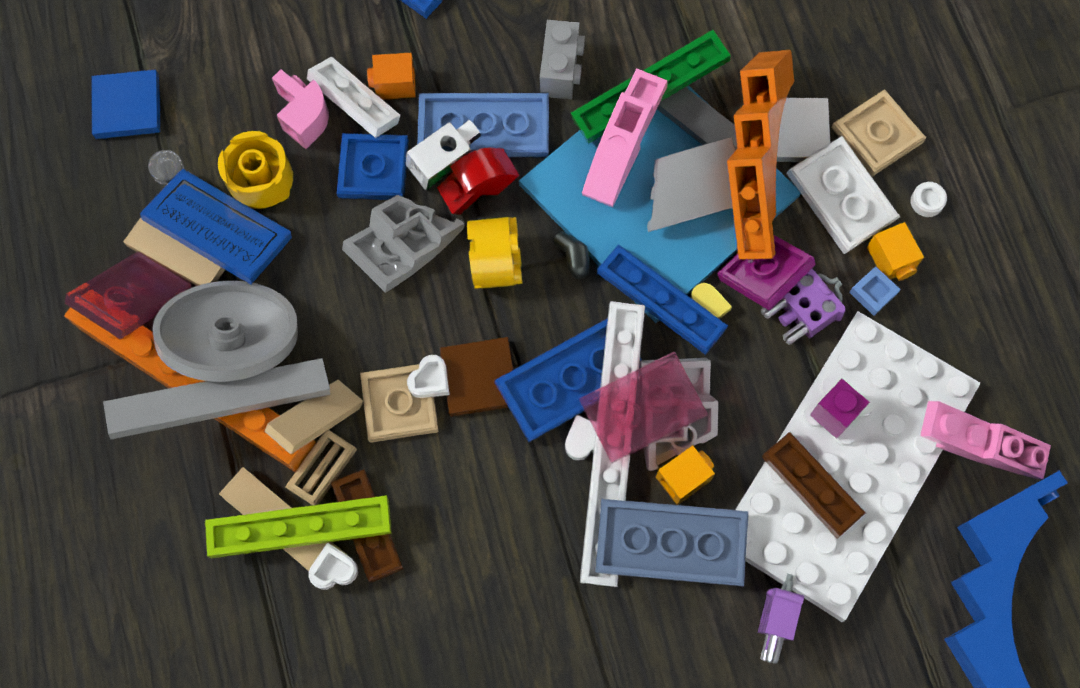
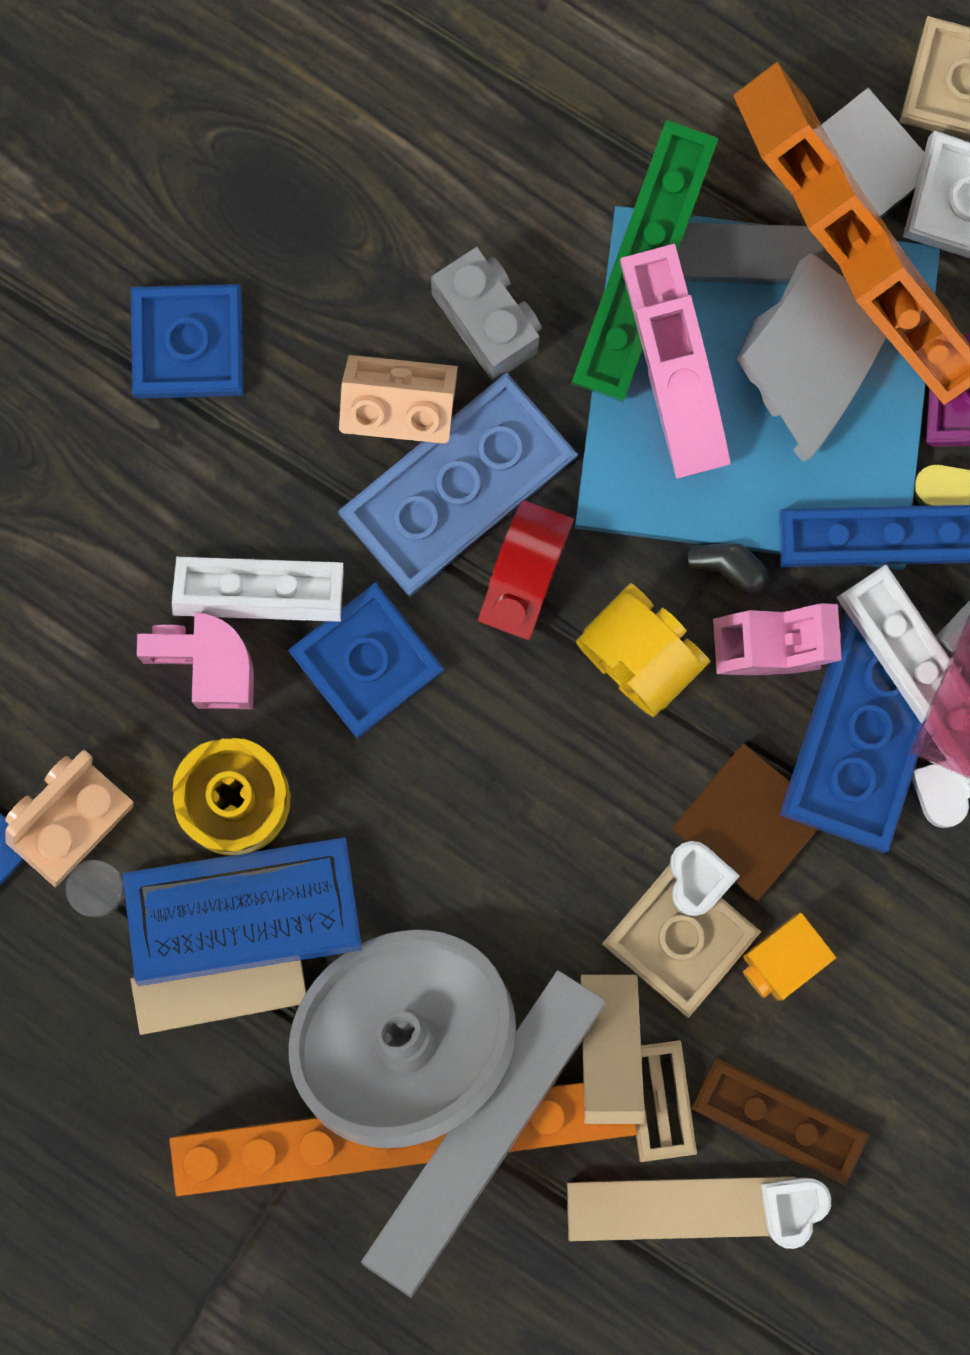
camera: 45 degrees left, 10 degrees up
(126, 294) = (230, 1098): clear pink tile -> none
(180, 123) = (65, 818): none -> light nougat bracket
(298, 526) = (711, 1197): lime plate -> none
(392, 76) = (284, 517): orange brick -> none
(399, 241) = (494, 733): light grey slope -> none
(428, 159) = (451, 596): white torso -> none
(437, 449) = (786, 958): none -> light orange brick
(487, 65) = (397, 399): none -> light nougat bracket
(562, 301) = (777, 641): none -> bright pink brick

